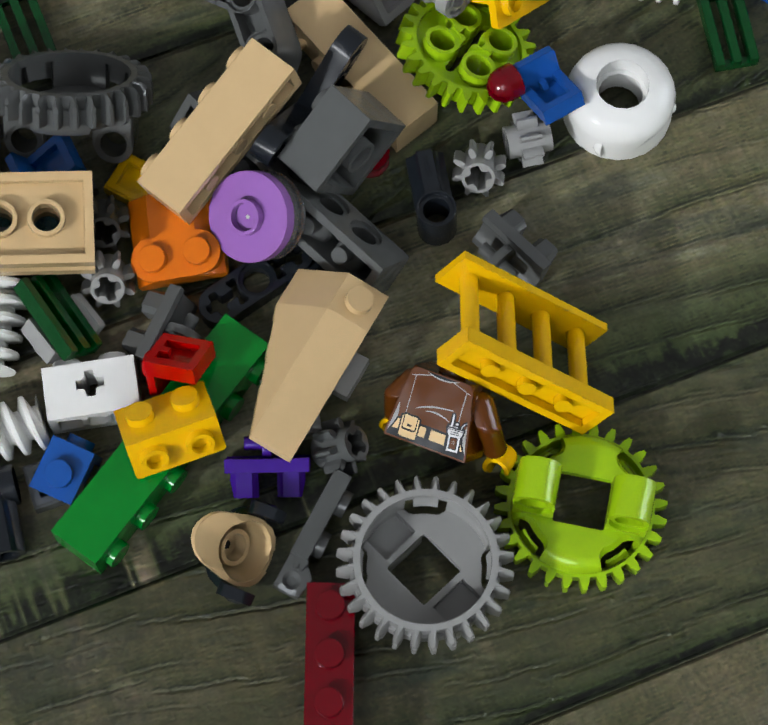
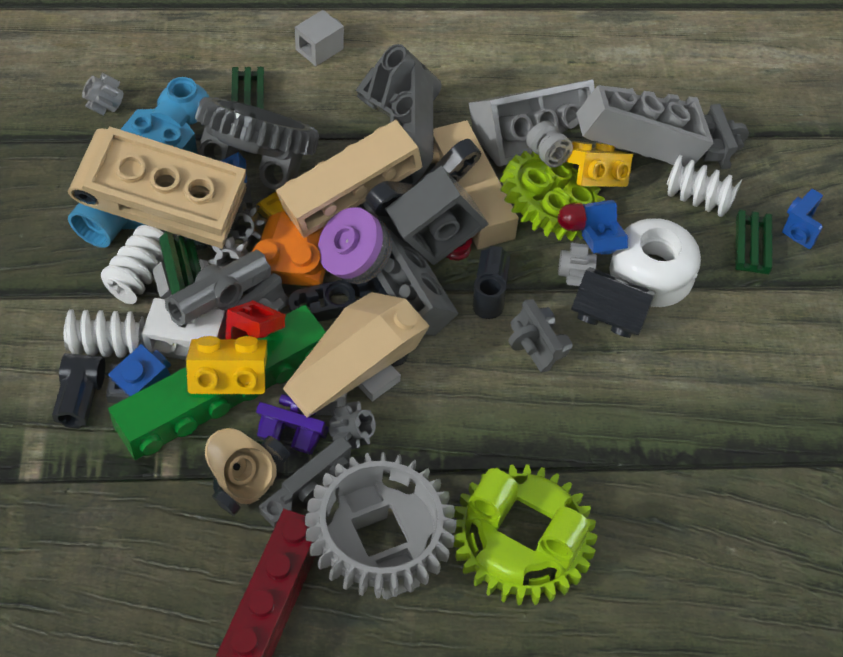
camera: 15 degrees right, 15 degrees down
(115, 331) = (217, 287): none -> dark grey piece
(446, 416) = (443, 418): reddish brown torso -> none
(490, 166) = (539, 265): light grey gear -> none
(501, 366) = (504, 402): yellow fence -> none
(588, 177) = (613, 302): none -> black brick

